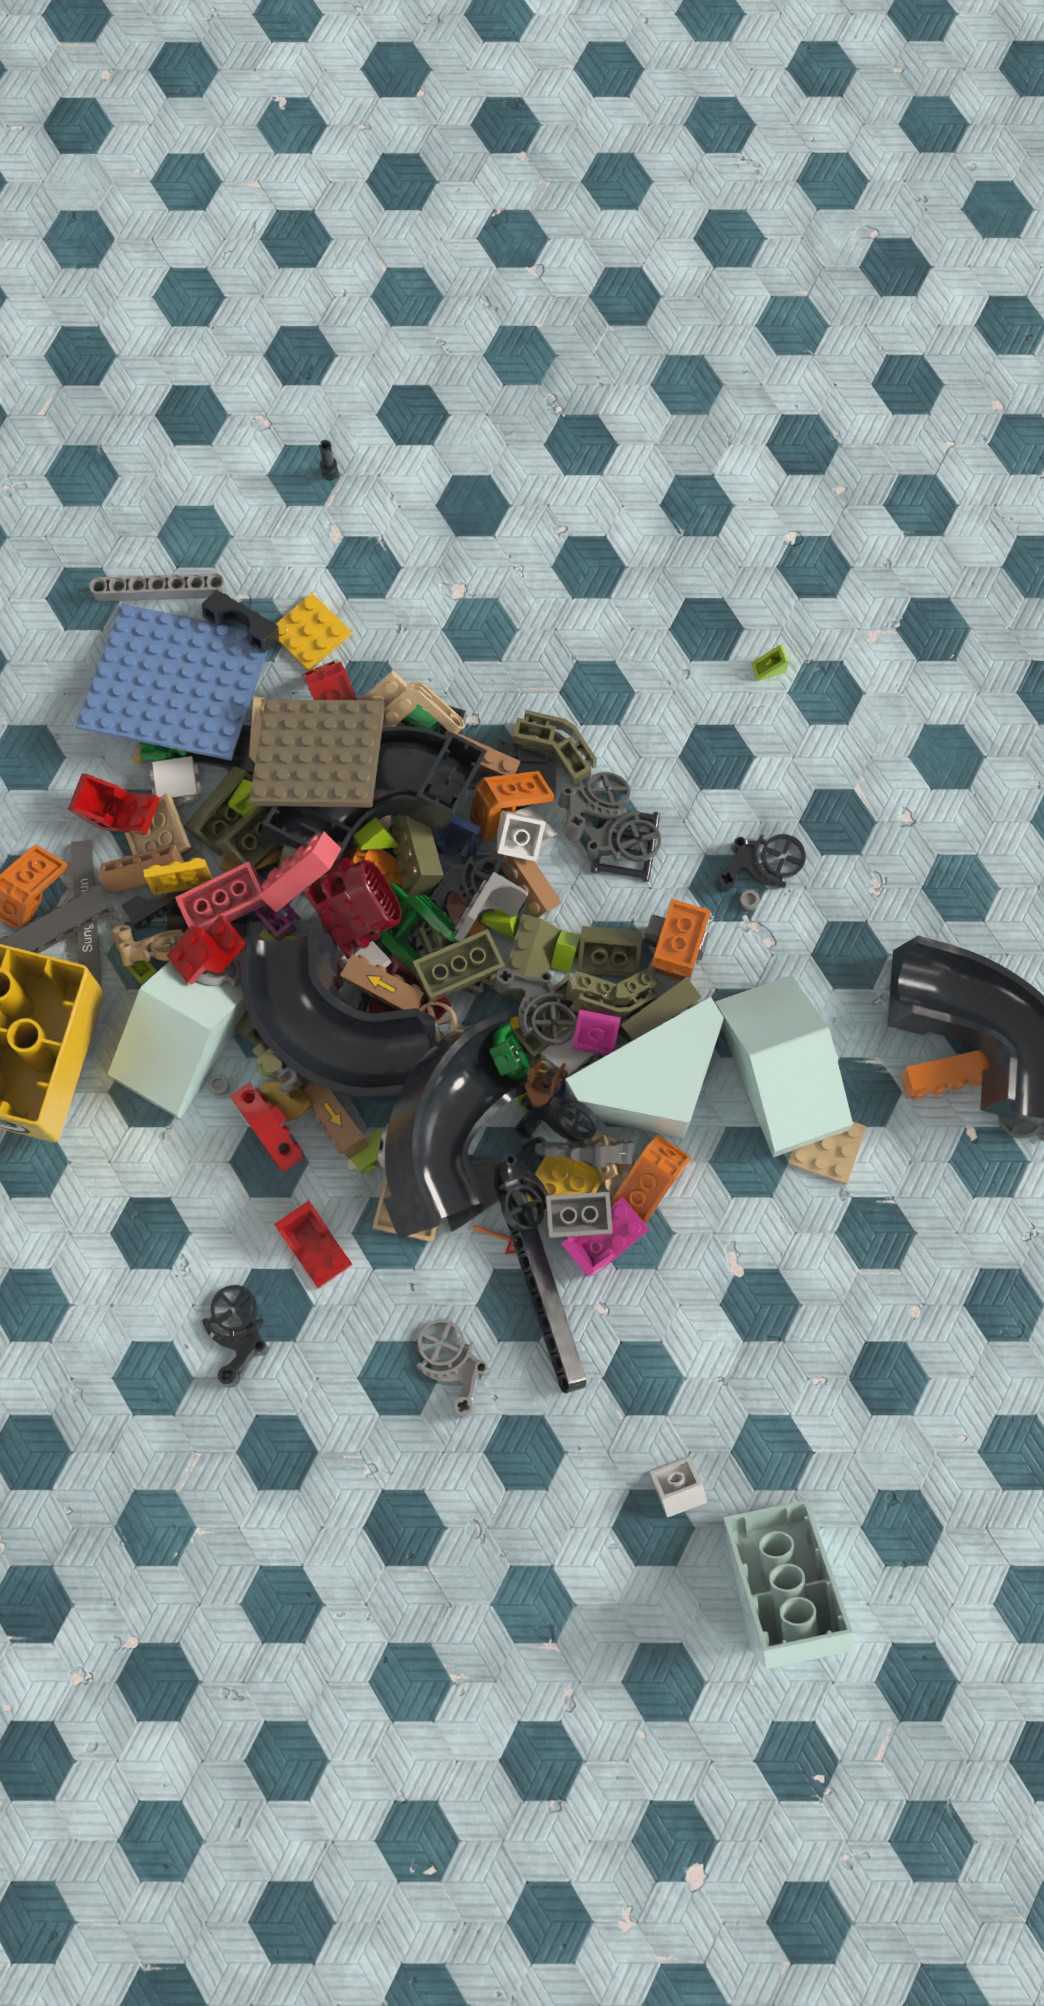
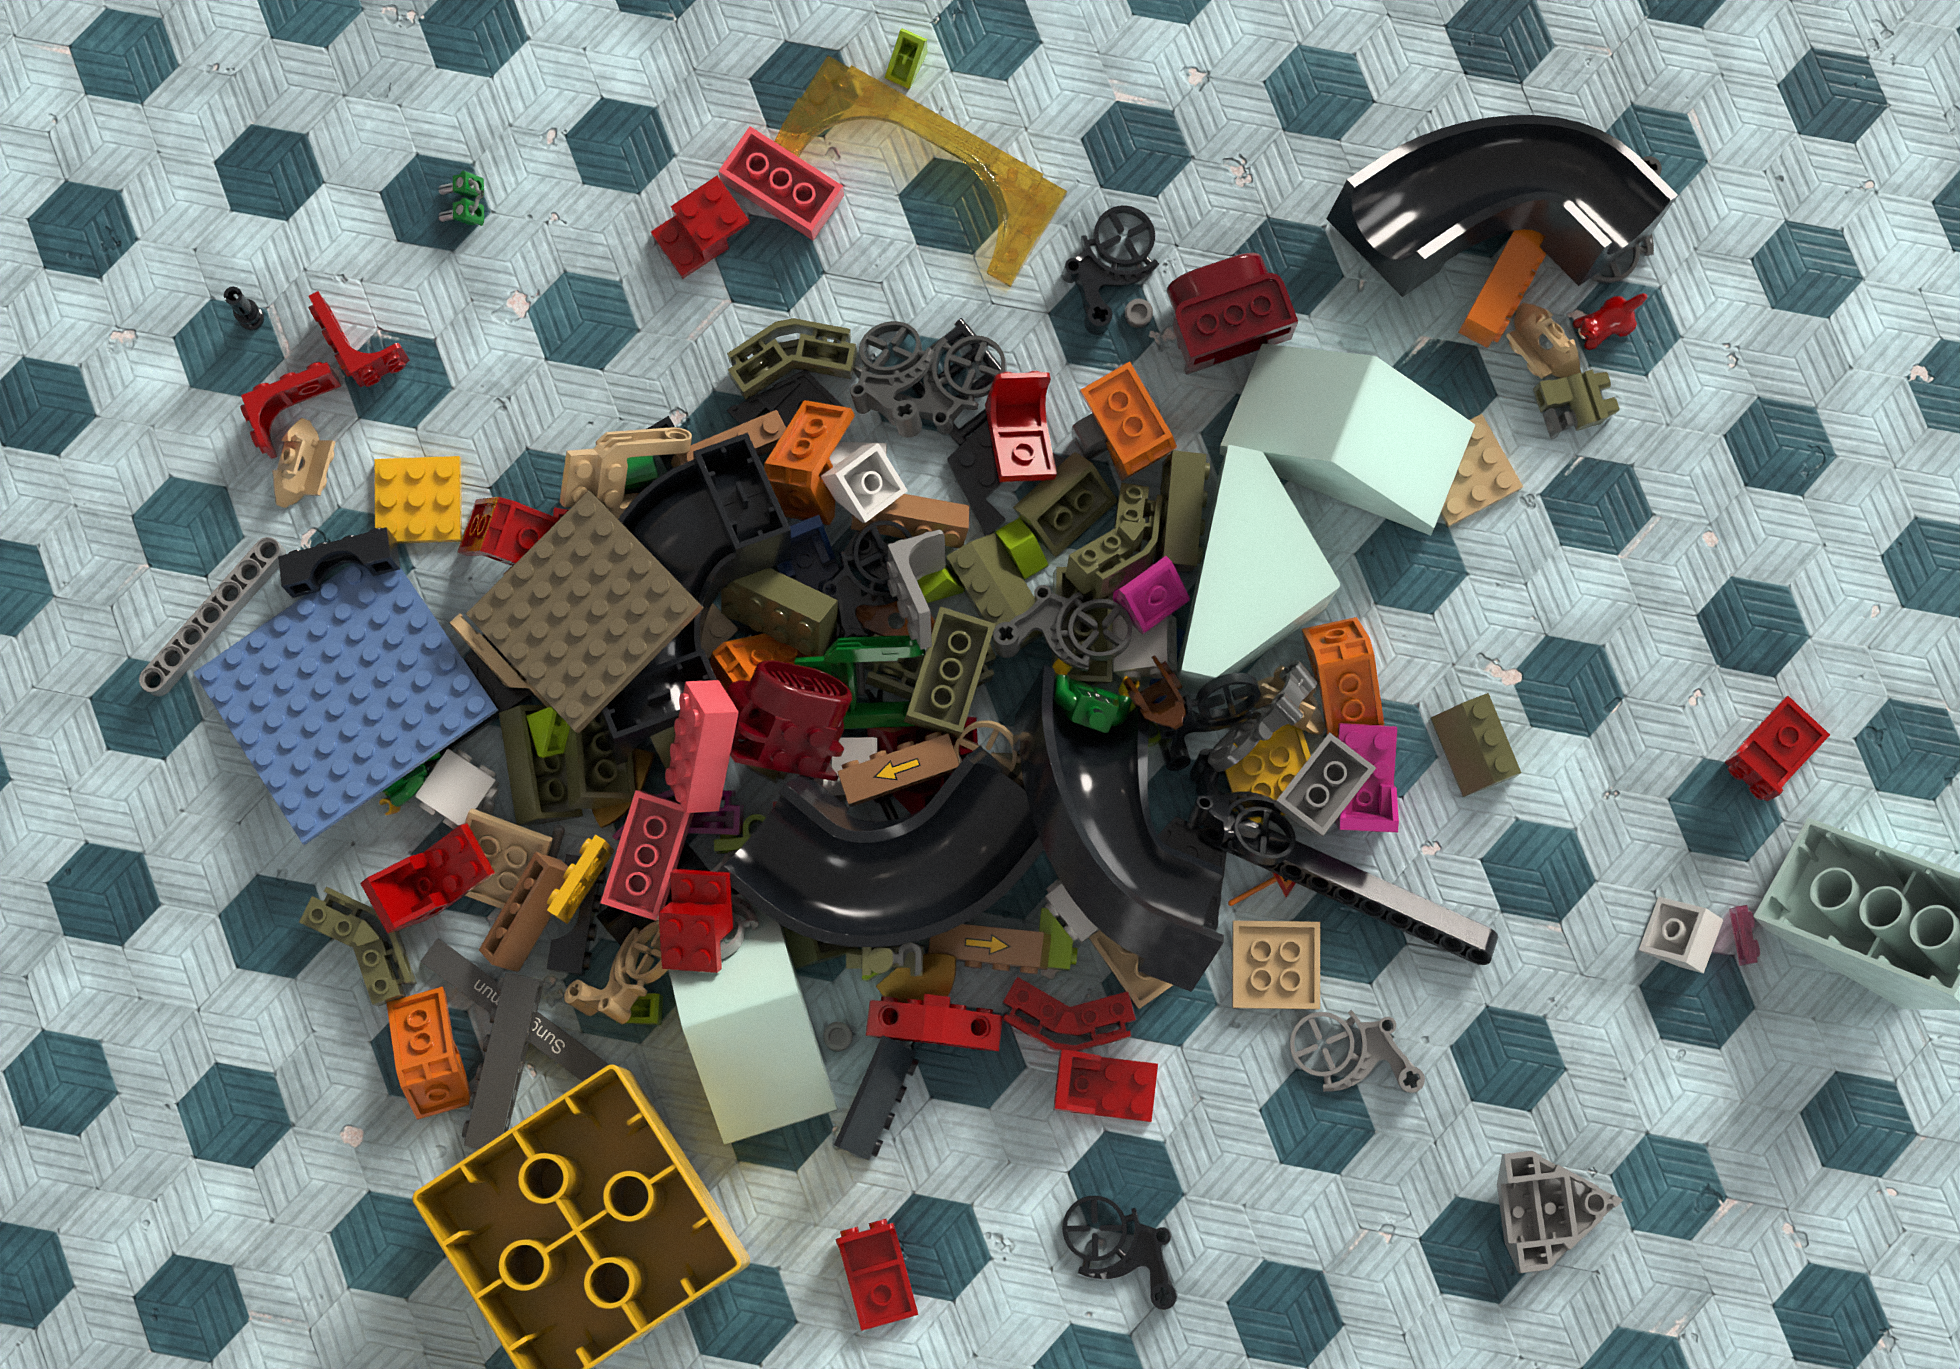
camera: 50 degrees left, 5 degrees up
(52, 824) = (370, 949): none -> olive brick
(109, 1214) = (877, 1274): none -> red bracket
(199, 1129) = (876, 1098): none -> black slope
(289, 551) = (311, 479): none -> tan piece
(290, 514) = (269, 400): none -> red bracket
(333, 1196) = (1067, 1020): none -> red brick
(352, 545) = (363, 367): none -> red bracket
(374, 836) = (725, 634): lime slope -> none
(458, 1543) = (1546, 1209): none -> light grey wedge
(462, 1280) = (1276, 965): none -> tan plate
(481, 520) = (465, 210): none -> green piece
(581, 640) = (700, 227): none -> red bracket
(598, 894) = (978, 476): none -> black wing
(627, 890) = (1020, 427): none -> red bracket
(643, 660) = (781, 183): none -> coral brick
(679, 1282) = (1475, 745): none -> olive slope
(717, 1516) = (1742, 925): none -> clear pink plate
(753, 785) = (1020, 193): none -> clear yellow piece
(790, 941) = (1229, 311): none -> dark red brick
(830, 1449) = (1776, 749): none -> red bracket
(926, 1170) = (1581, 394): none -> olive hips
(928, 1114) = (1530, 324): none -> tan piece
(985, 1149) = (1614, 317): none -> red animal

